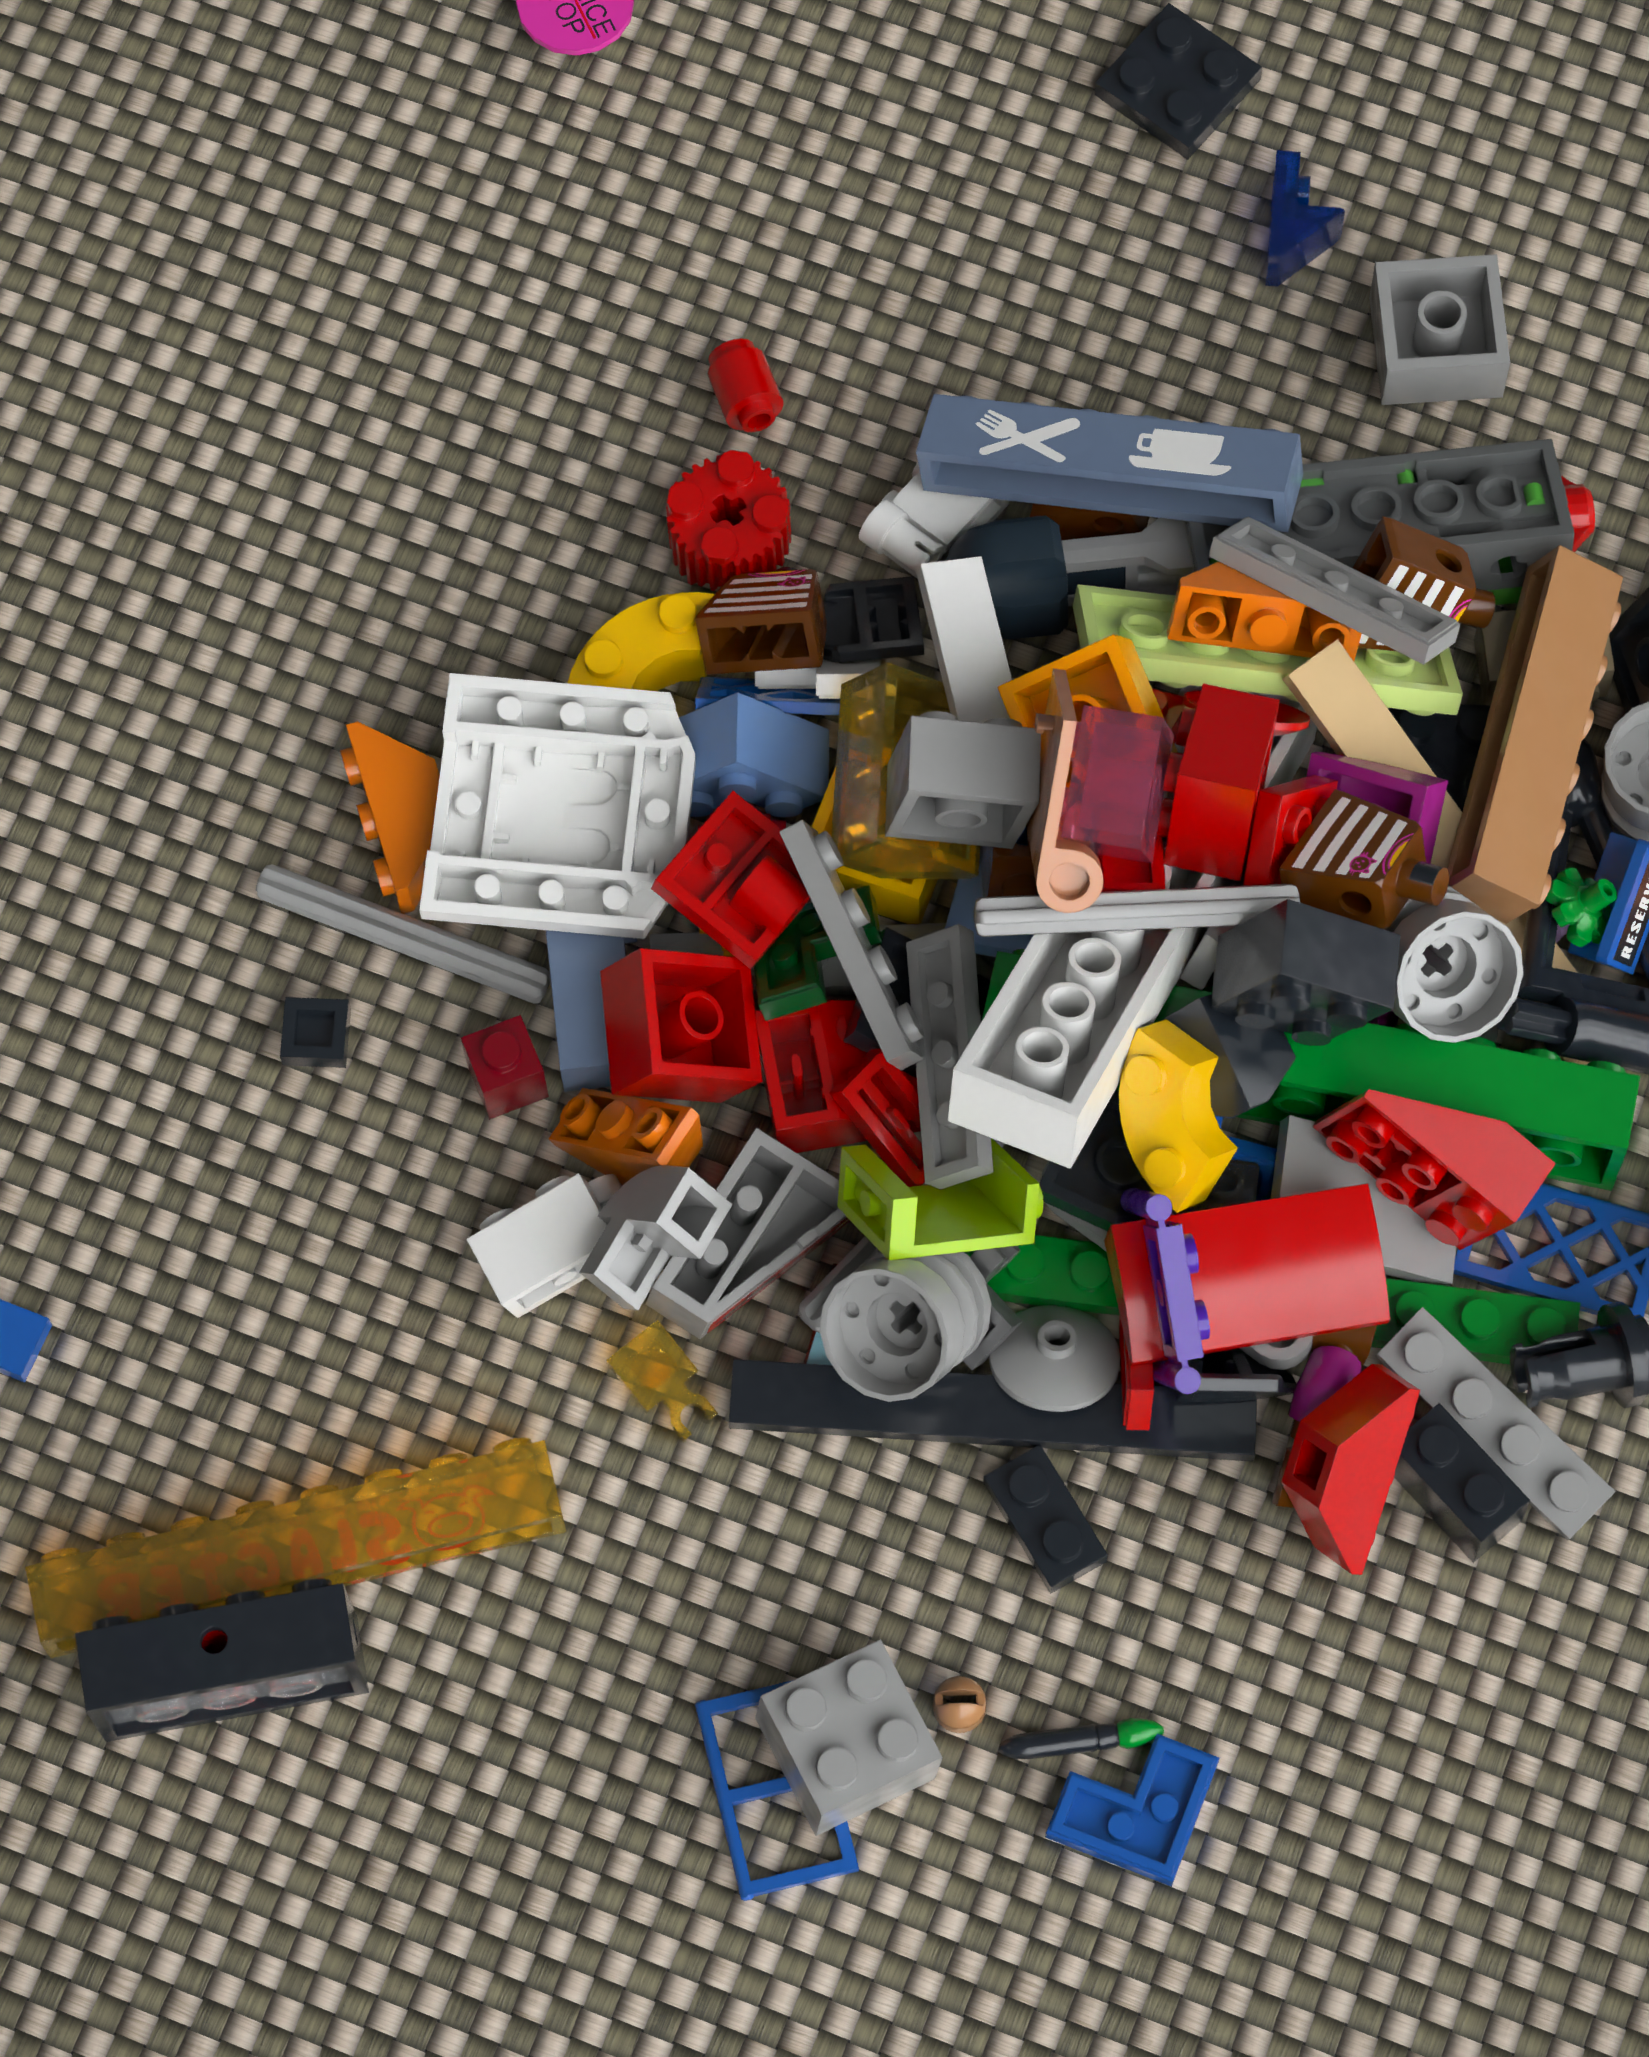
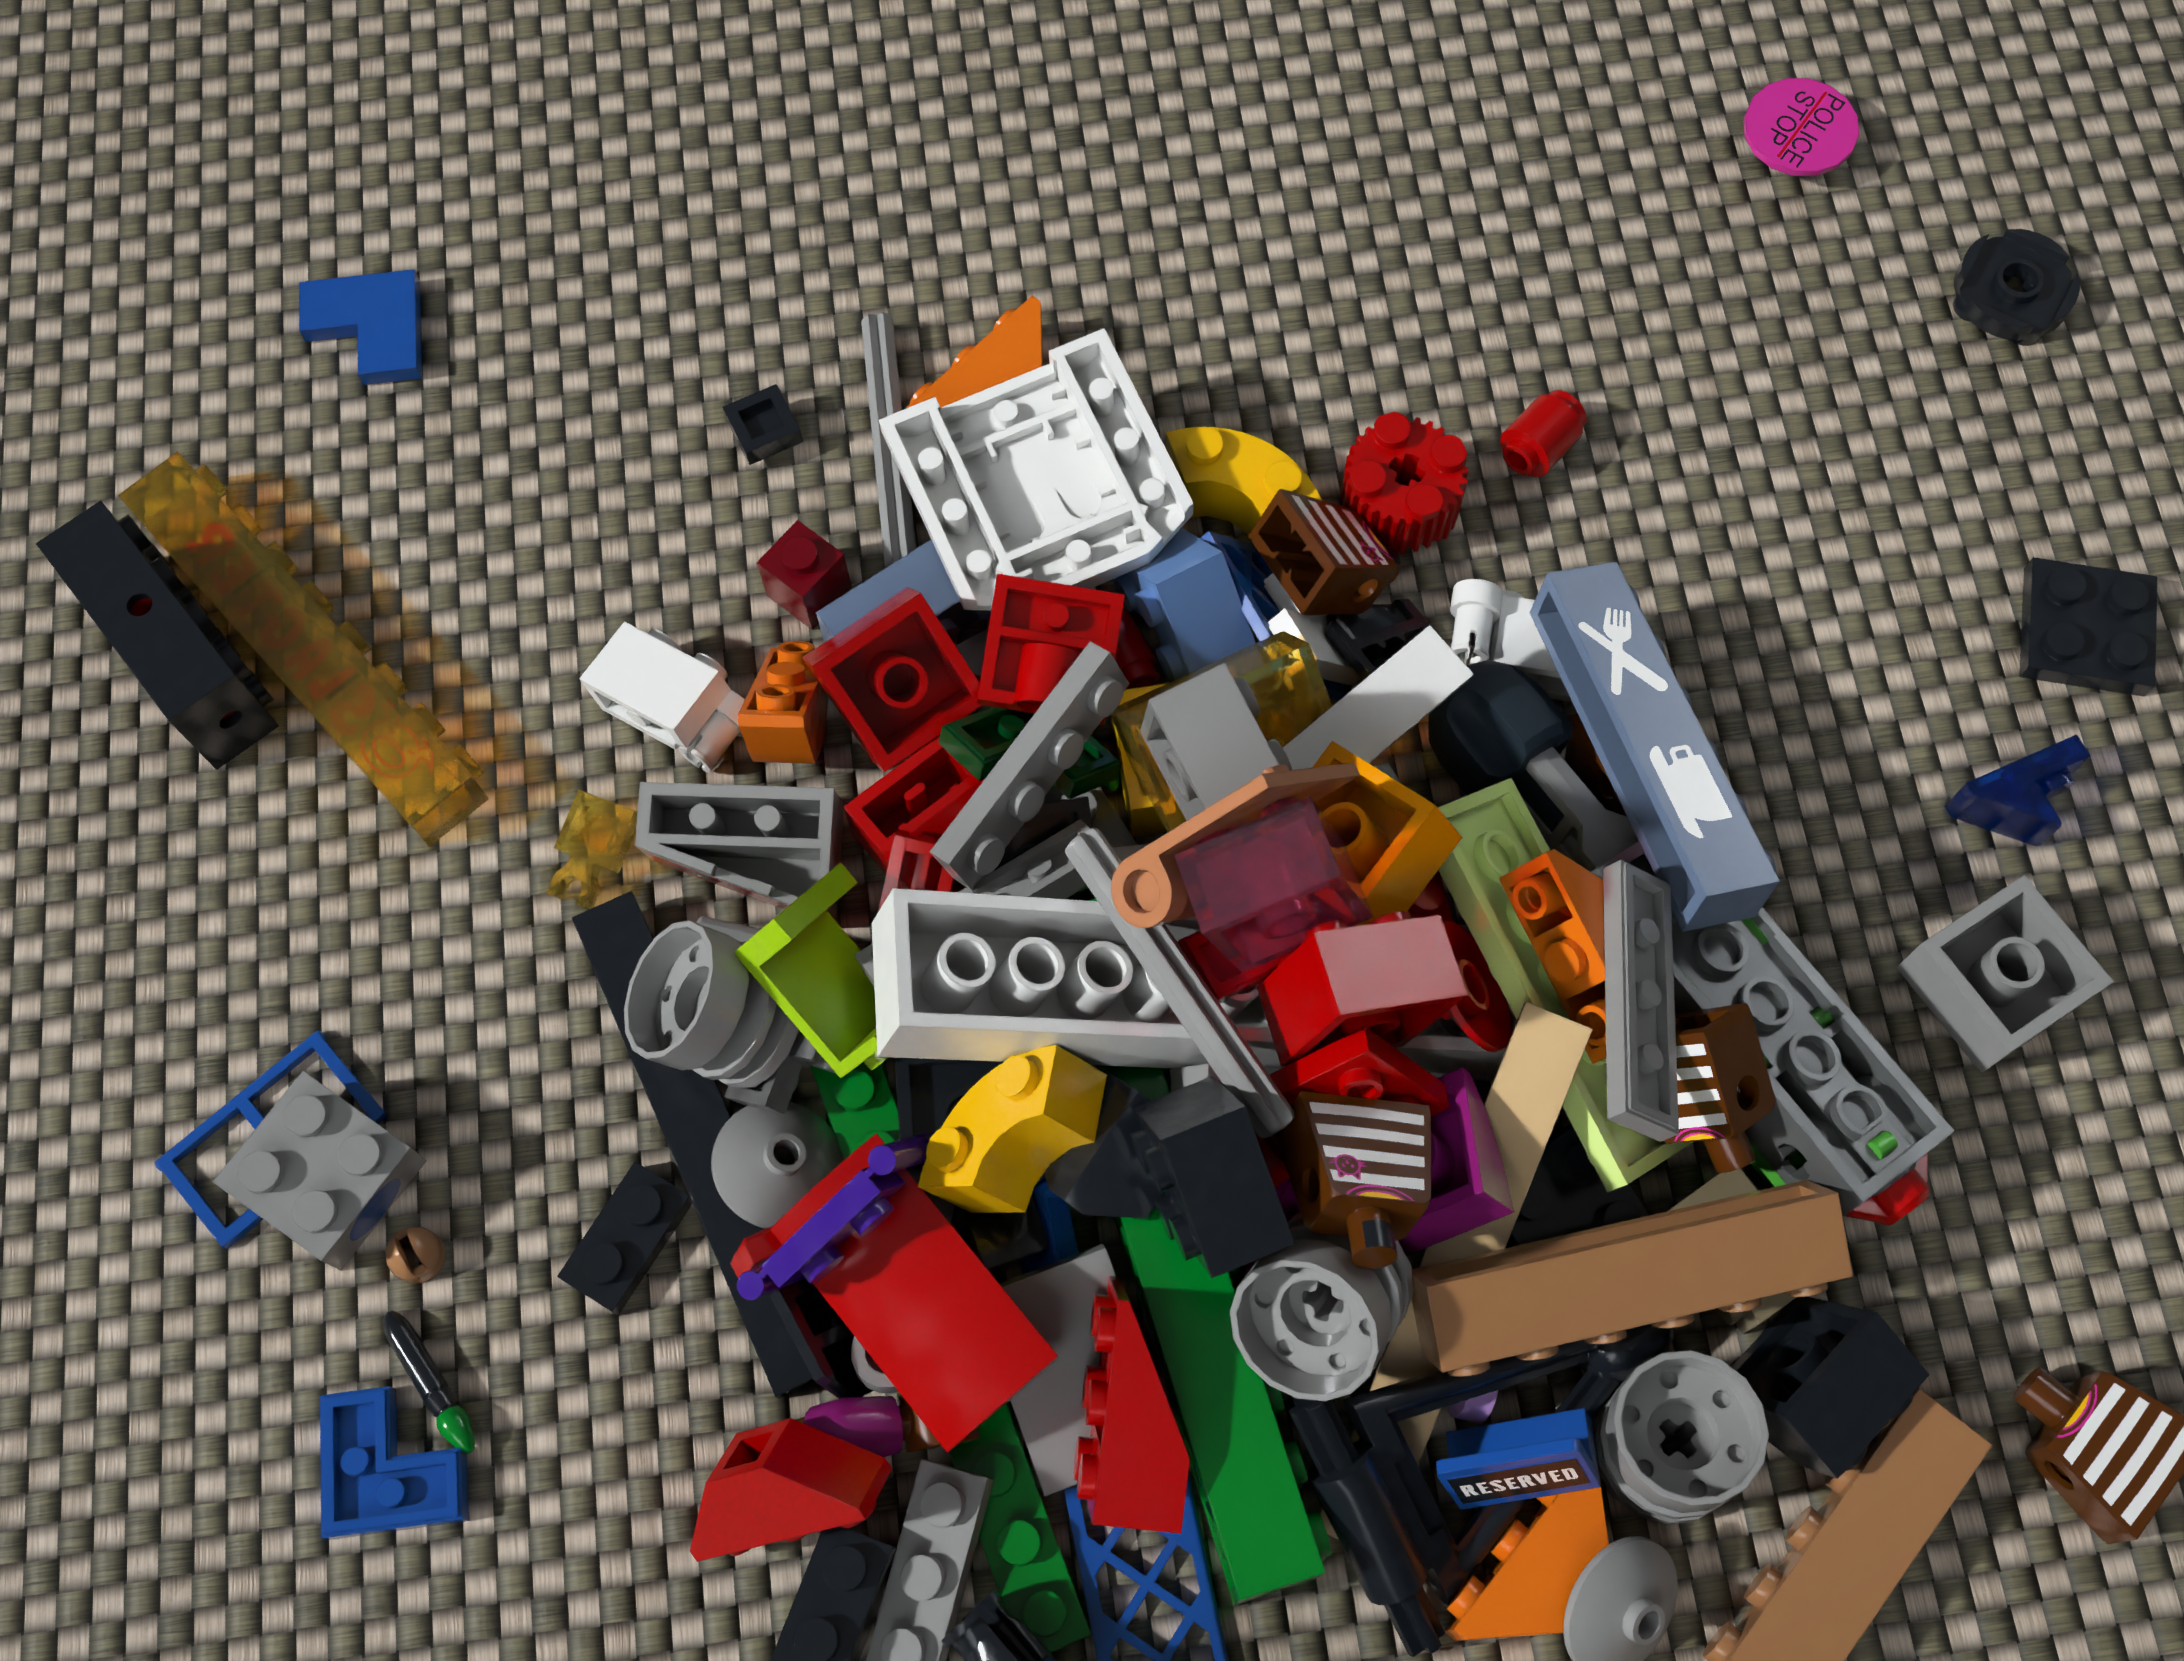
camera: 60 degrees right, 0 degrees up
(649, 1220) = (687, 748): light grey brick -> none
(1581, 905) = (1482, 1418): green plant -> none

